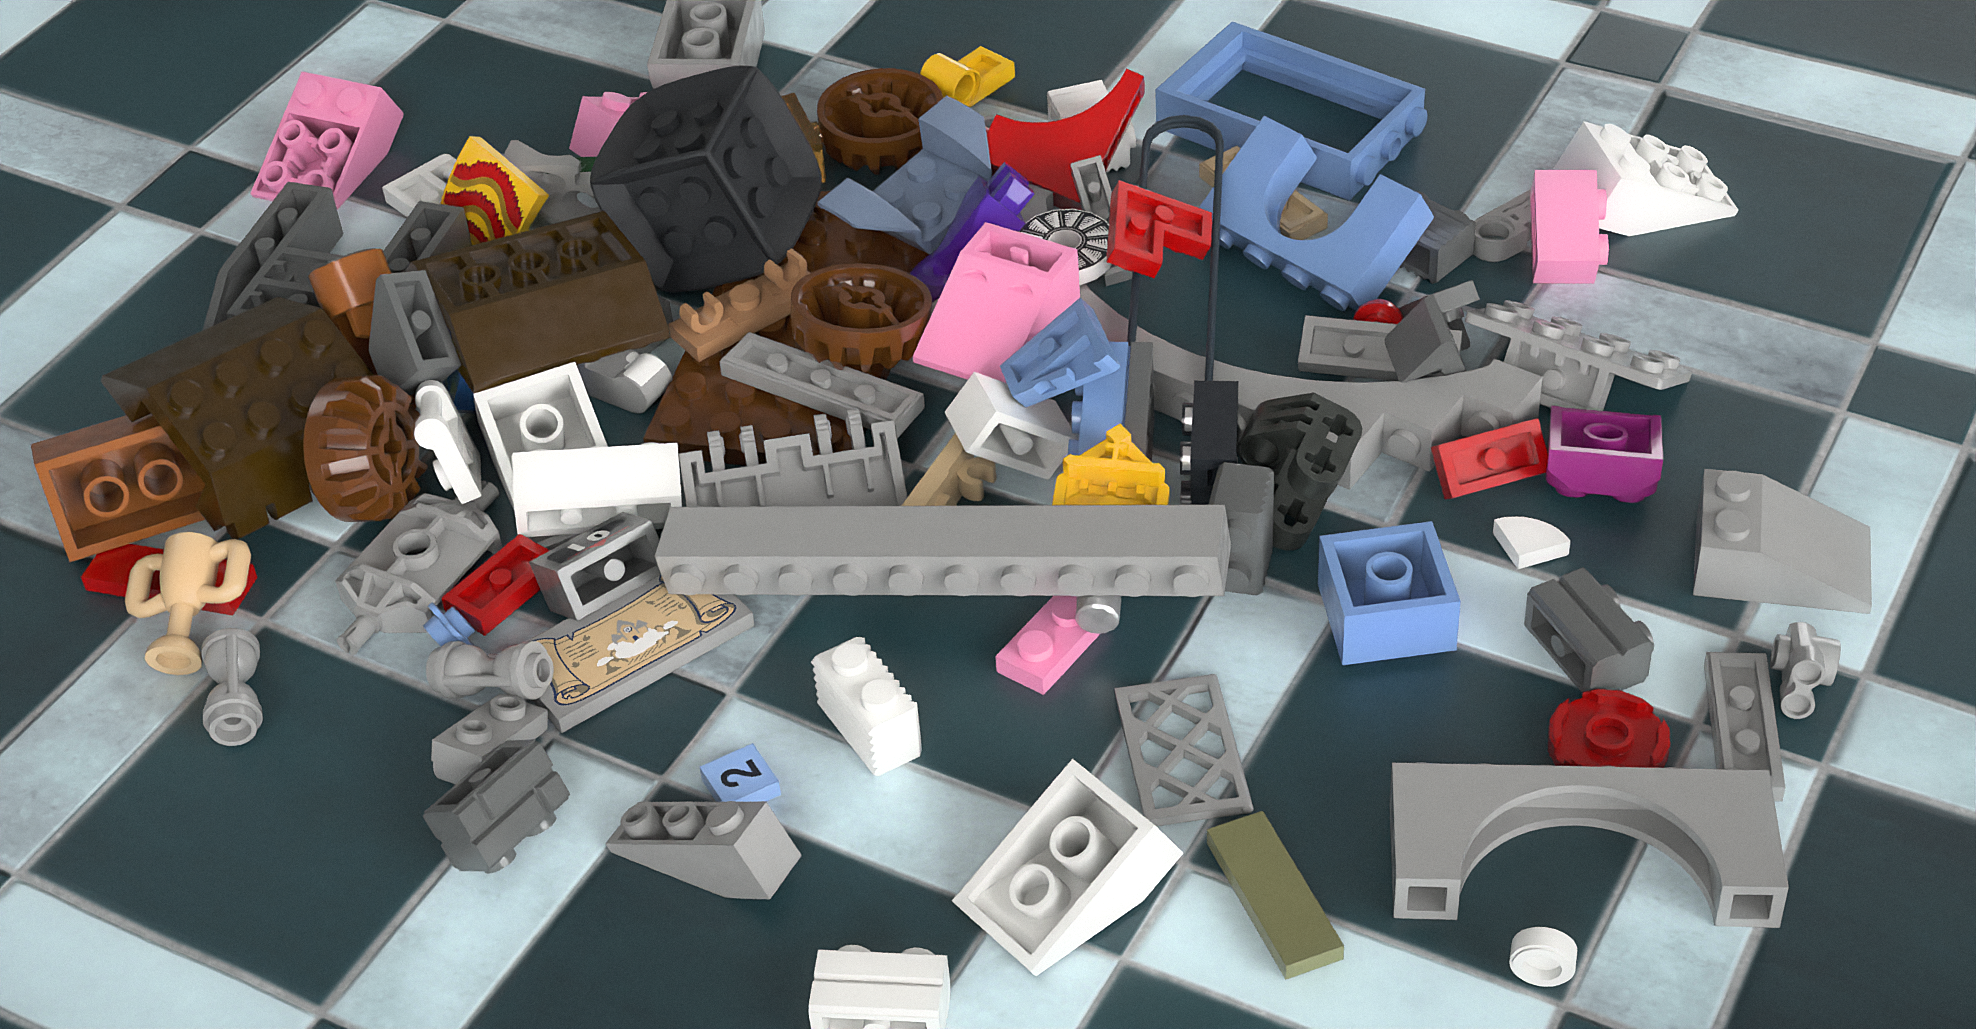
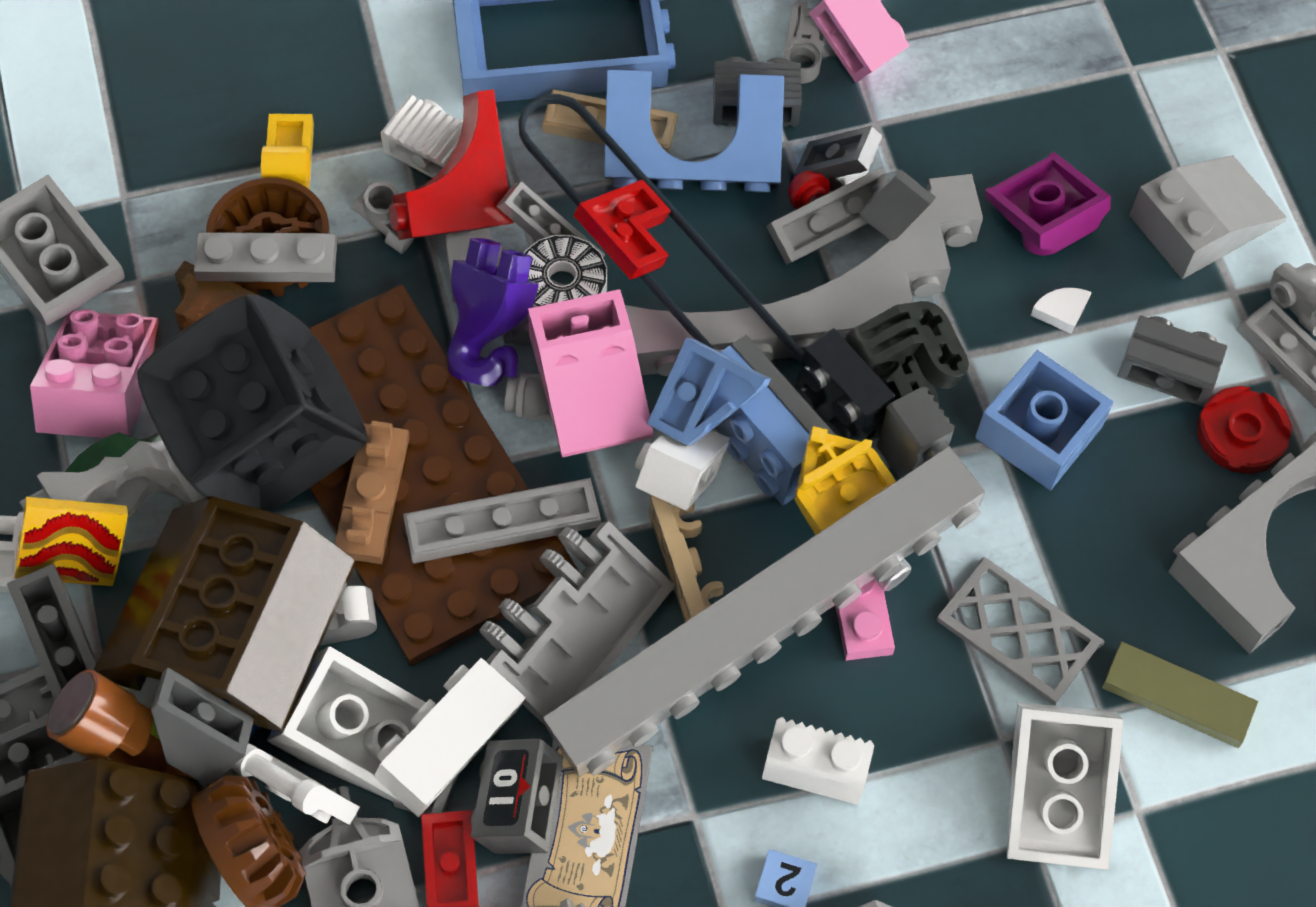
camera: 50 degrees left, 20 degrees up
(853, 117) = (266, 257): none -> light grey plate
(860, 315) = (489, 433): reddish brown gear -> none
(928, 189) = (397, 285): sand blue piece -> none
(1490, 458) = (988, 260): plate -> none
(1574, 365) = (960, 137): light grey bracket -> none

